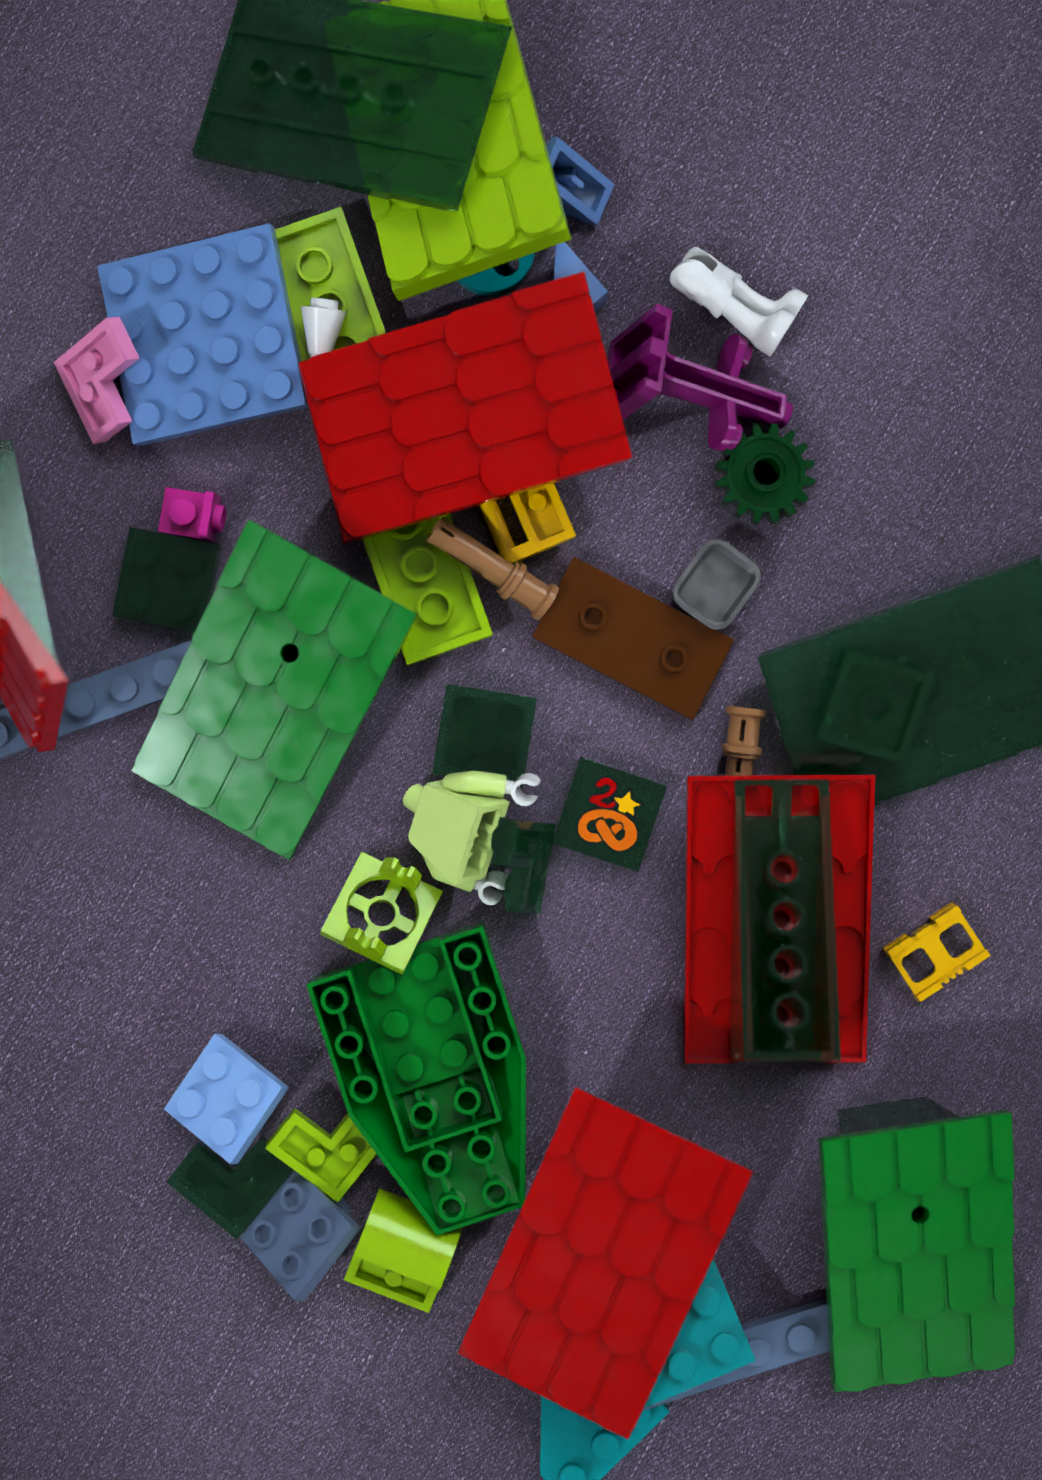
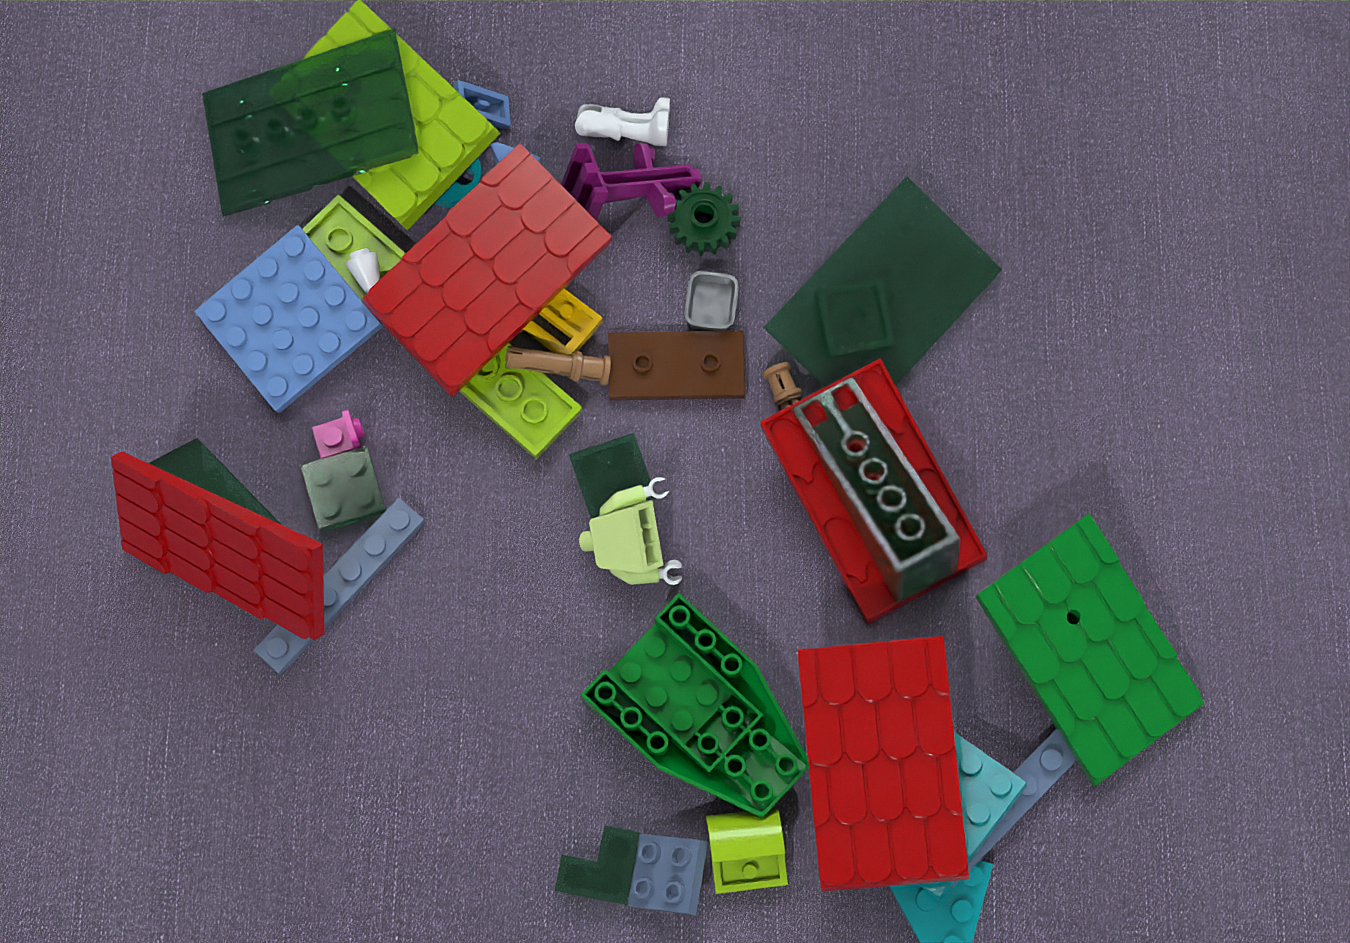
camera: 25 degrees left, 15 degrees down
(89, 376) = (224, 380): bright pink plate -> none
(226, 1098) = (566, 810): light blue plate -> none
(244, 724) = (454, 514): green piece -> none
(322, 1158) = (656, 815): lime plate -> none
(367, 943) = (609, 646): lime piece -> none
(526, 849) = (679, 528): clear green plate -> none
(609, 814) = (723, 485): clear green tile -> none
(928, 939) = (1002, 465): yellow piece -> none

